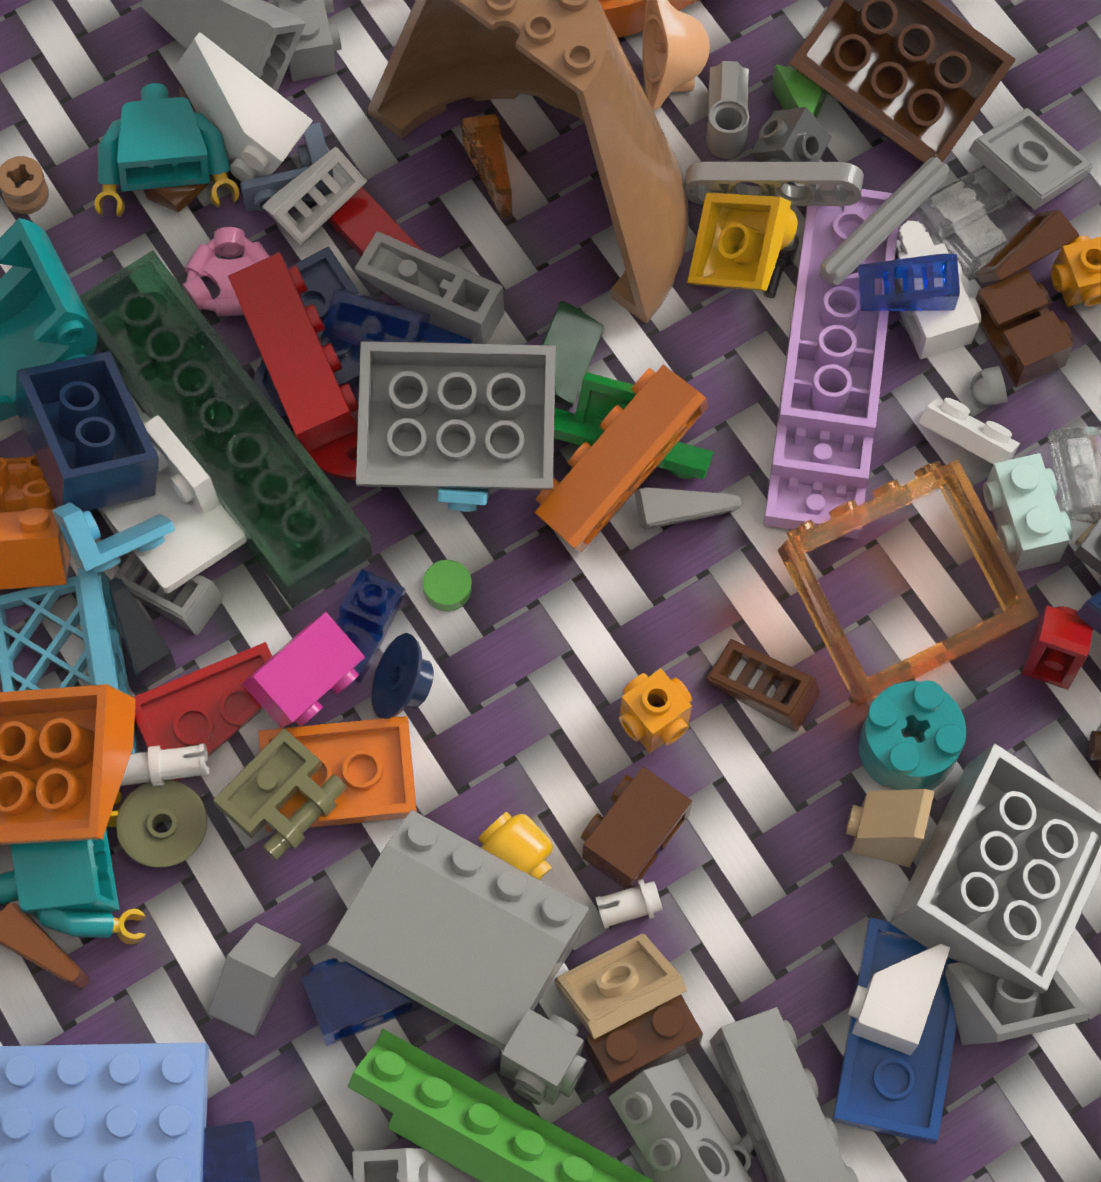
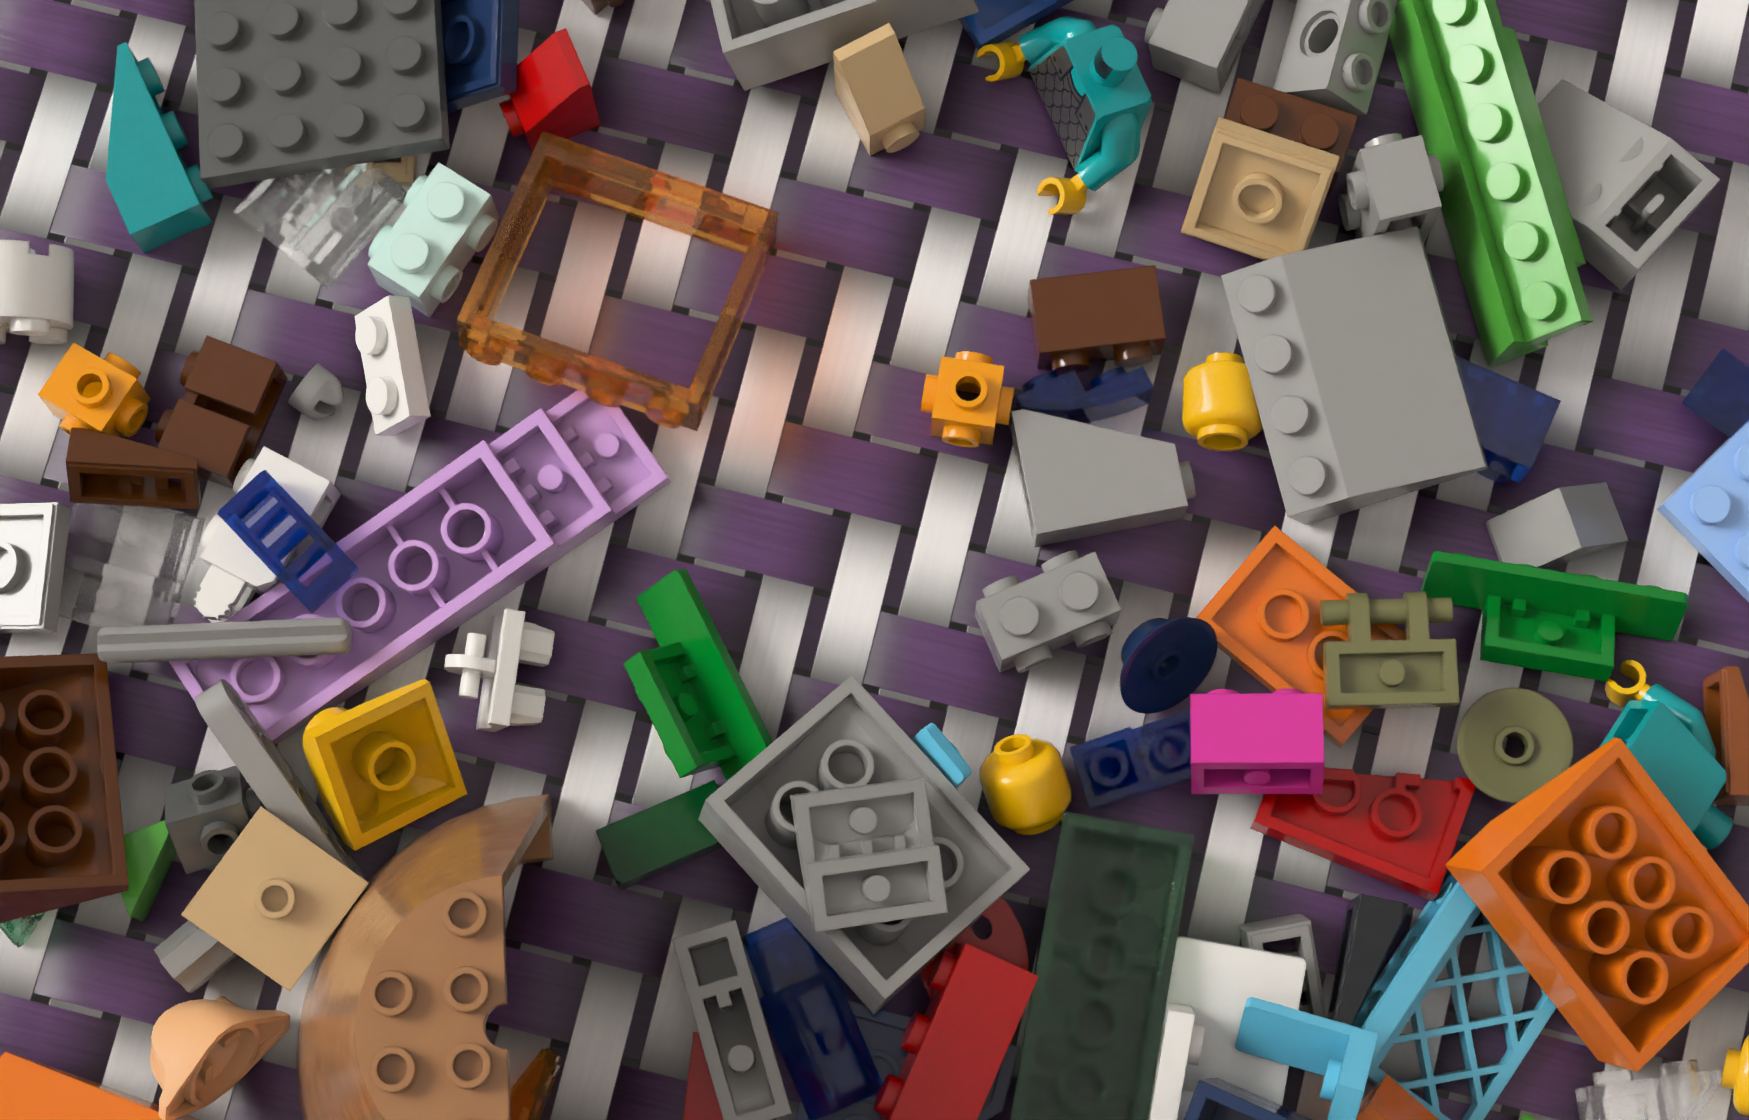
camera: 130 degrees left, 10 degrees up
(166, 764) = (1459, 788): white pin -> none
(208, 912) = (1552, 616): none -> green bracket
(407, 543) = (1025, 784): none -> yellow head
(444, 398) = (868, 854): none -> light grey slope
(447, 585) = (1021, 712): bright green tile -> none
(487, 652) = (1047, 611): none -> light grey brick
(543, 740) = (1094, 478): none -> light grey slope
(601, 769) = (1065, 397): none -> clear blue slope
(622, 457) = (751, 637): orange slope -> none
(629, 904) = (1172, 265): white pin -> none
(669, 506) = (734, 565): light grey slope -> none
(715, 128) = (275, 898): none -> tan plate
(717, 334) = (509, 643): none -> white hips
(778, 945) = (1090, 94): none -> teal torso
(788, 715) = (829, 286): reddish brown slope -> none
(923, 712) = (767, 116): teal brick -> none

